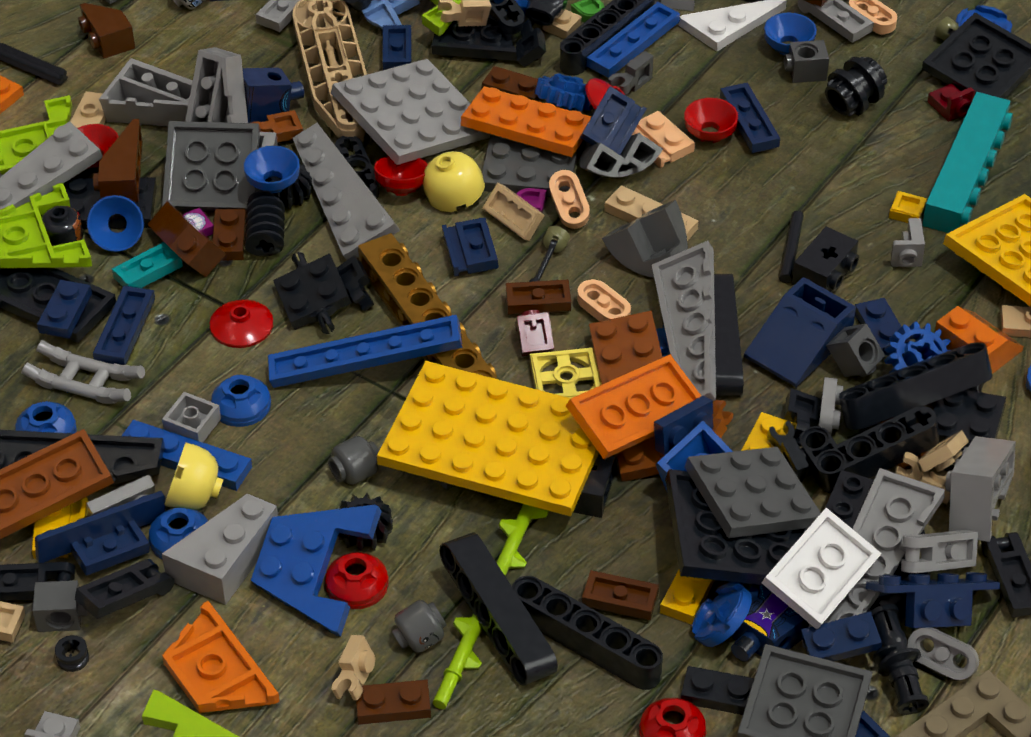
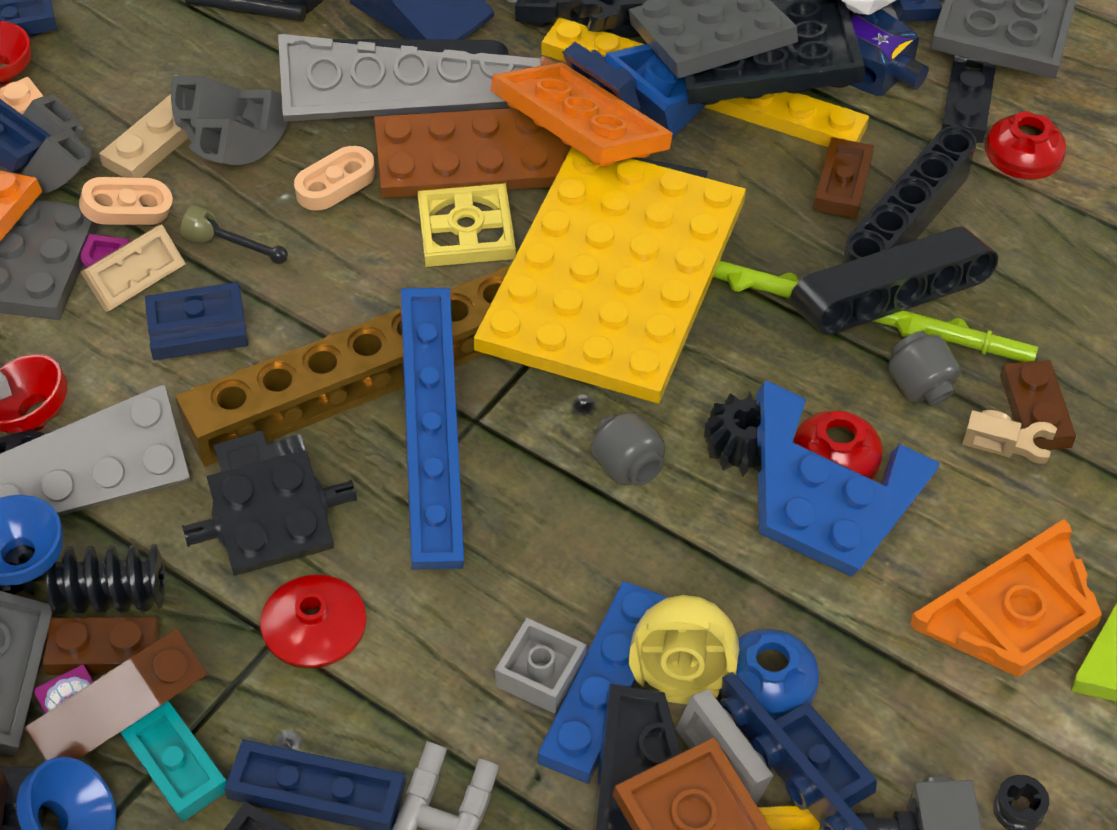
camera: 90 degrees left, 5 degrees up
(123, 588) = (913, 723): black plate -> none
(222, 550) = (813, 594): light grey wedge -> none
(244, 408) = (488, 626): blue piece -> none
(452, 181) = (60, 326): light yellow cylinder -> none
(534, 332) = (386, 246): bracket -> none
(538, 295) = (313, 245): reddish brown plate -> none
(722, 616) = (891, 79): blue tile -> none

